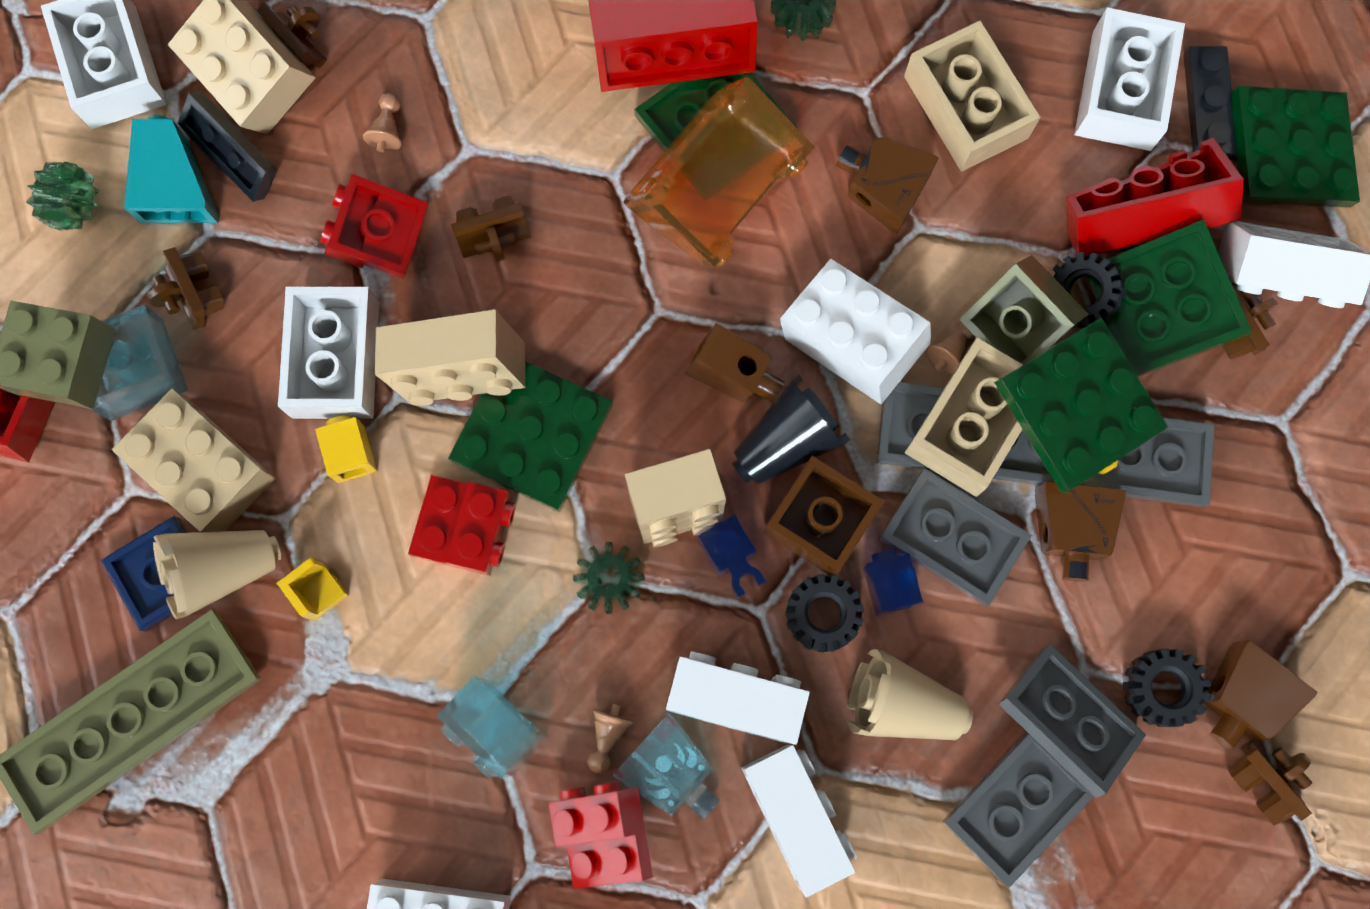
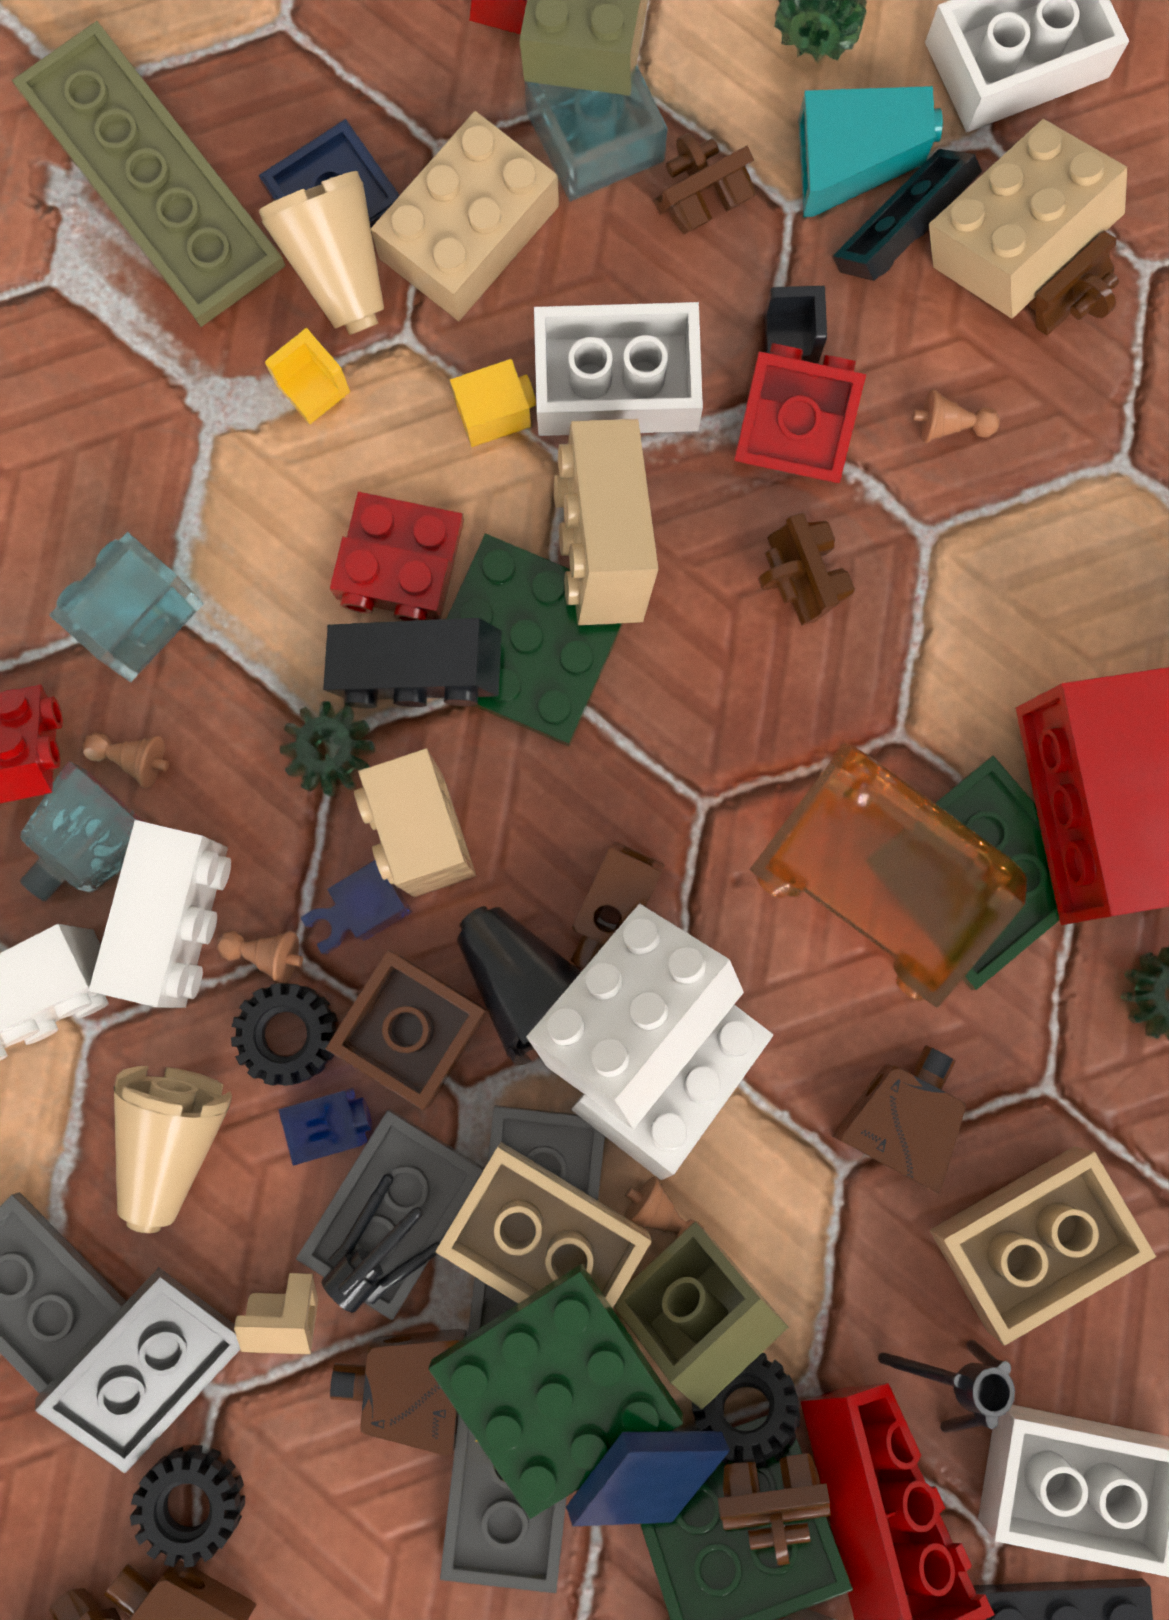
camera: 90 degrees right, 5 degrees up
(302, 225) = (797, 319): none -> black panel
(548, 508) = (413, 662): none -> black brick
(764, 625) = (272, 955): none -> nougat piece
(819, 340) = (636, 1014): none -> white brick
(1002, 554) = (357, 1274): none -> black plant
(1032, 616) = (280, 1320): none -> tan panel
(1068, 132) = (977, 1386): none -> black plant
(1137, 346) = (647, 1477): none -> dark blue tile
(1144, 251) = (799, 1500): none -> reddish brown hips

